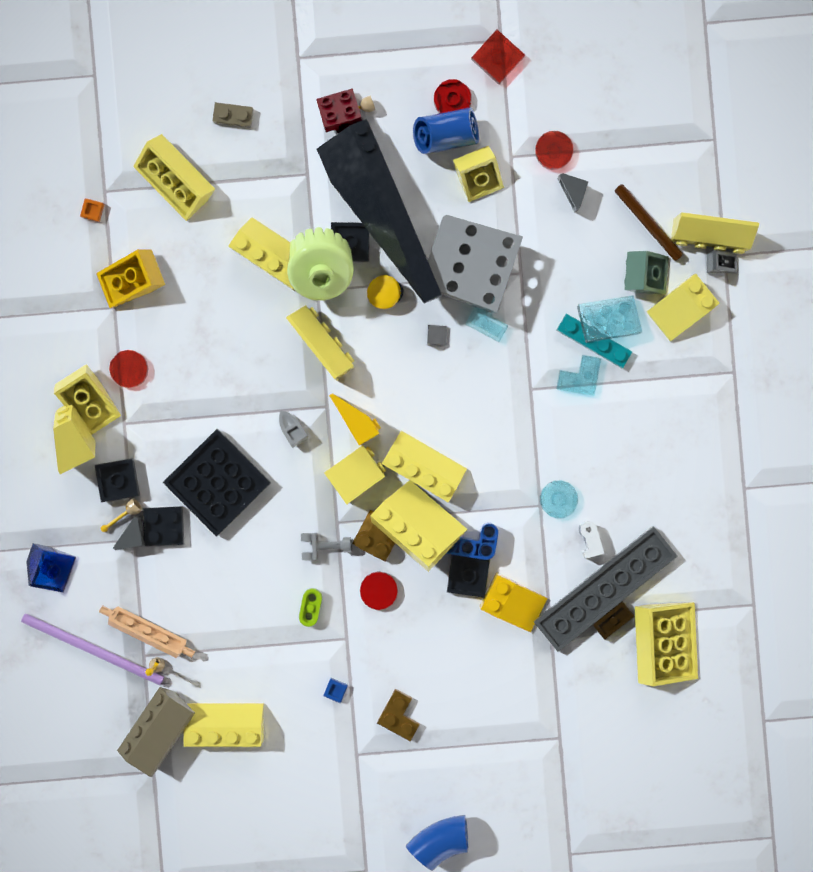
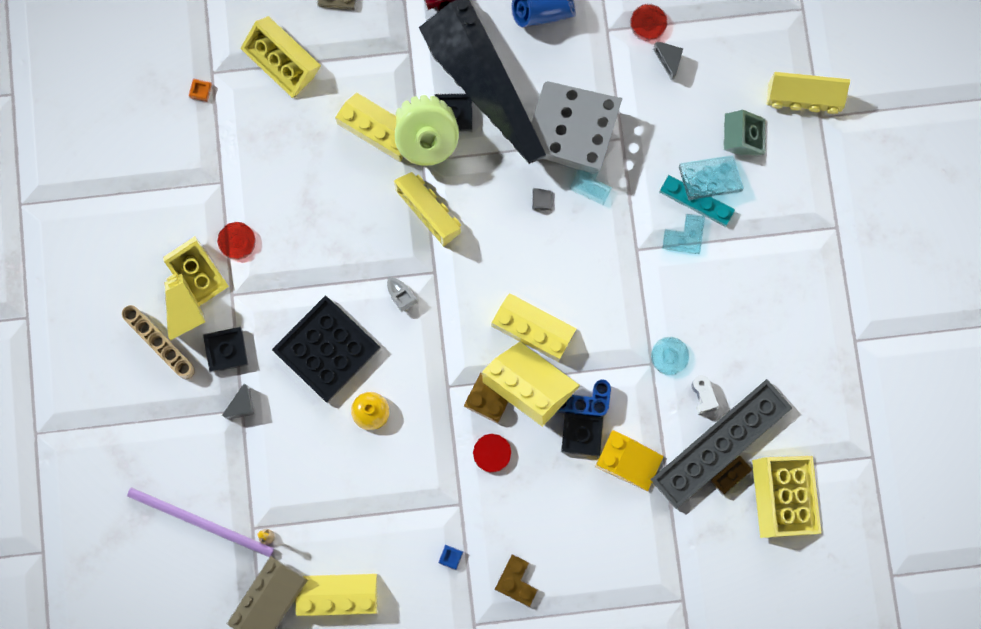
camera: 10 degrees left, 10 degrees down
(41, 468) = (150, 337): none -> tan beam
(49, 568) = (156, 439): clear blue slope -> none
(130, 277) = (238, 152): yellow slope -> none
(132, 507) = (240, 377): hinge -> none
(146, 632) = (256, 501): light nougat plate -> none
(163, 526) = (272, 394): black plate -> none
(259, 545) = (370, 411): none -> yellow cylinder
(310, 606) = (423, 471): lime plate -> none
(345, 545) = (456, 407): light grey bar -> none
(355, 473) = (465, 335): light yellow slope -> none
(359, 423) = (467, 282): yellow slope -> none
(384, 292) = (489, 158): yellow piece -> none
(478, 173) = (576, 45): light yellow slope -> none
(648, 222) = (744, 87): reddish brown axle -> none
(683, 307) = (782, 165): light yellow slope -> none
(721, 262) = (817, 122): dark grey slope -> none

